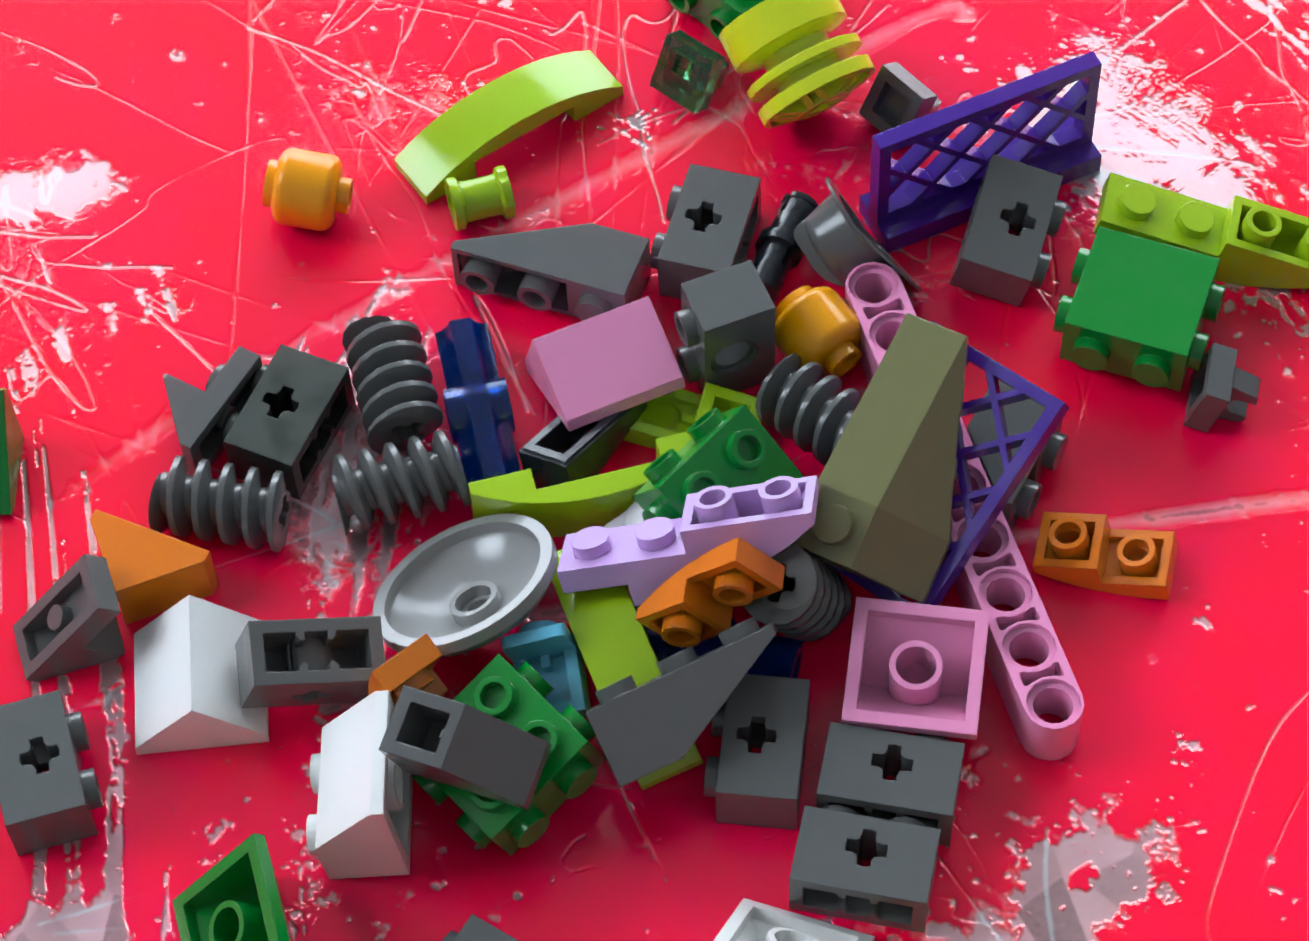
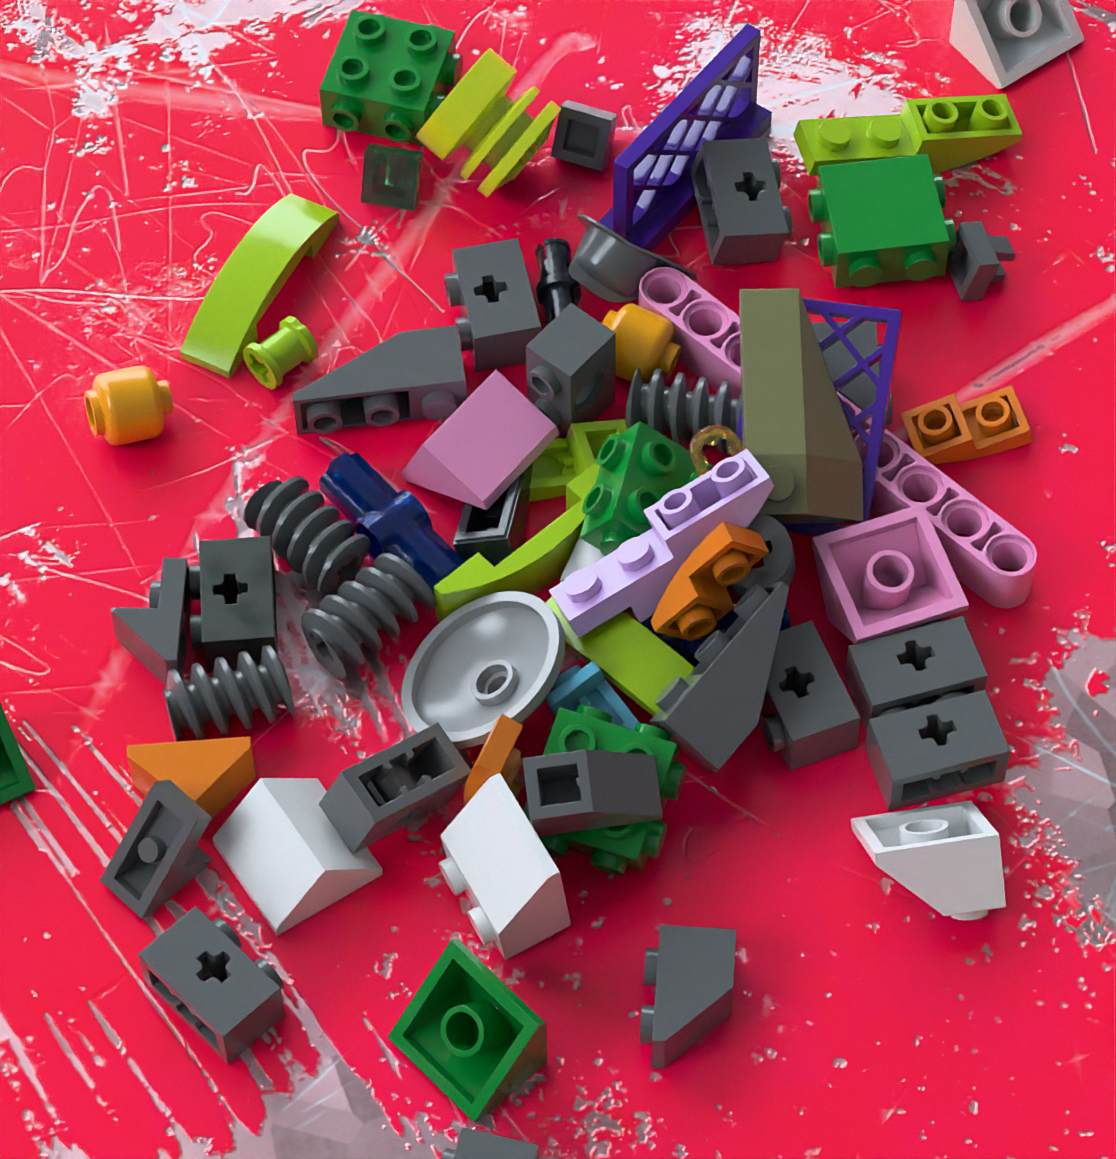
camera: 30 degrees left, 0 degrees up
(778, 458) = (710, 436): none -> clear yellow bush

